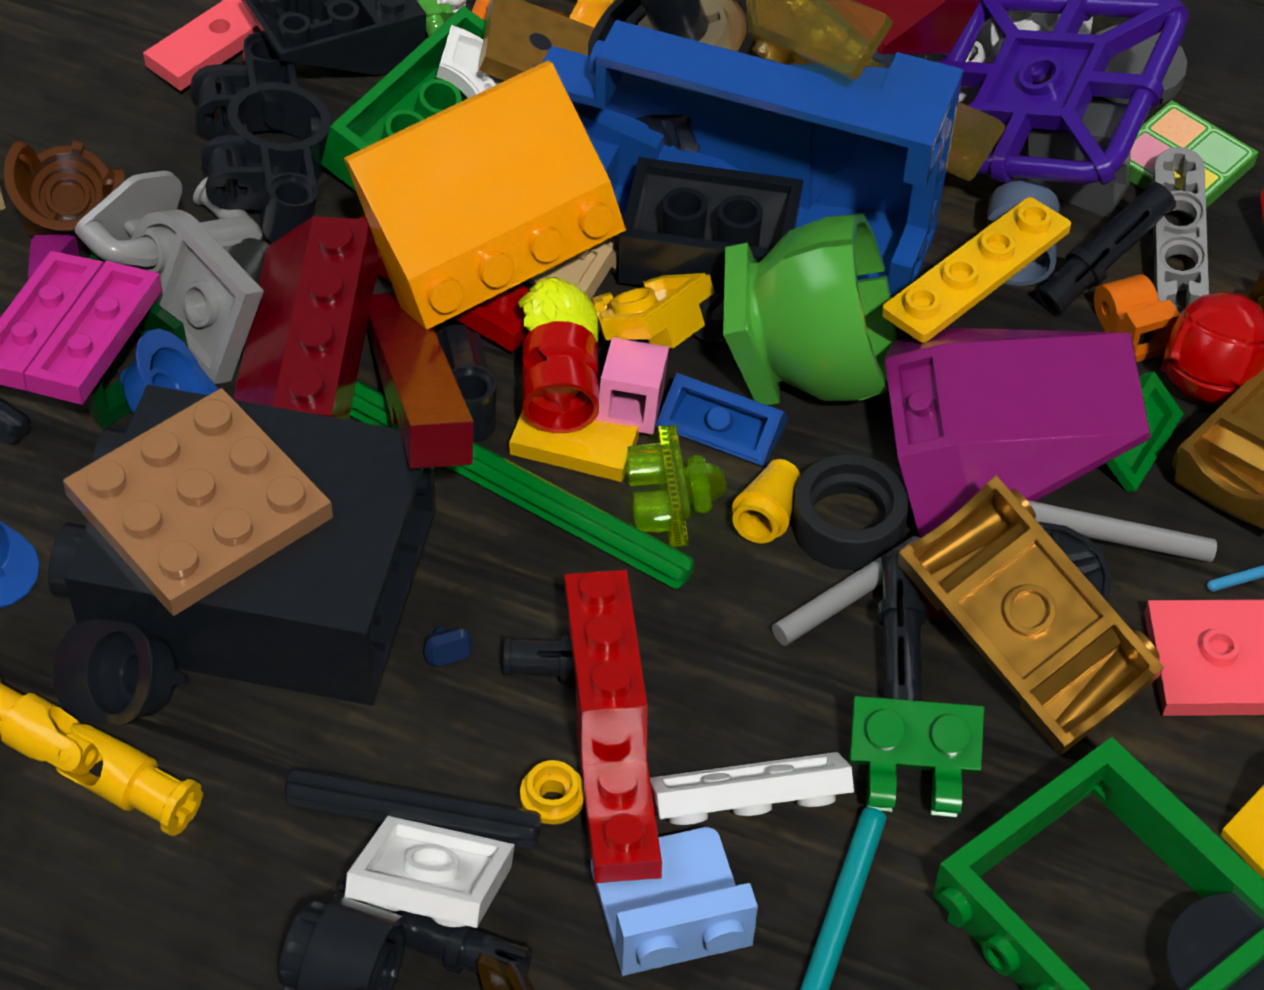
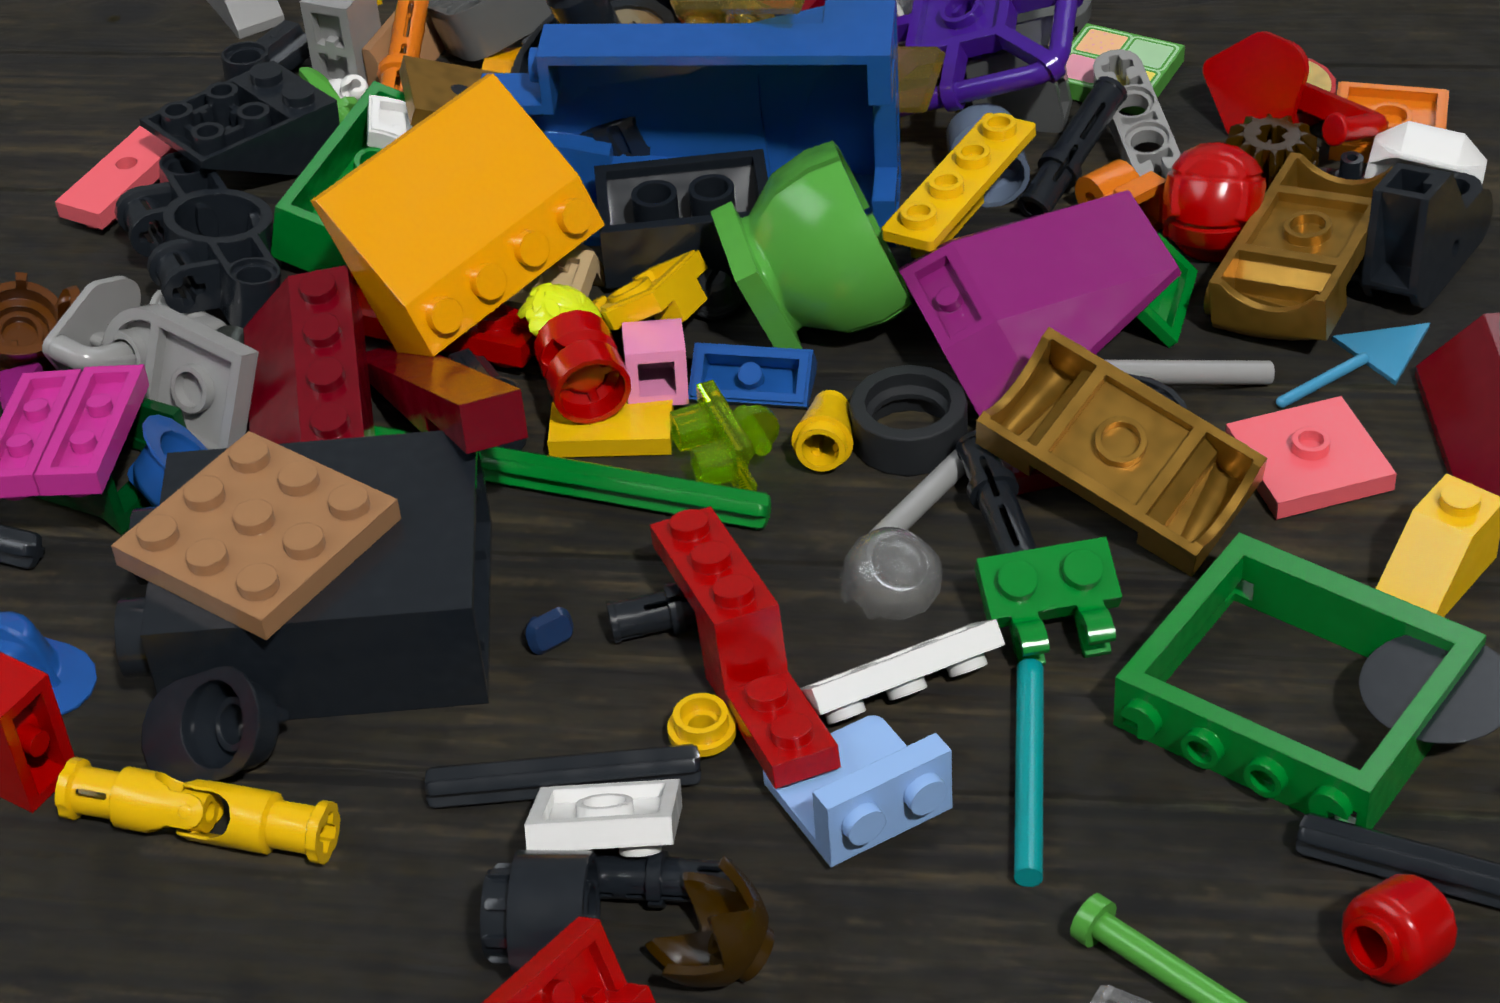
camera: 10 degrees left, 10 degrees down
(778, 678) = (891, 574): none -> clear hair

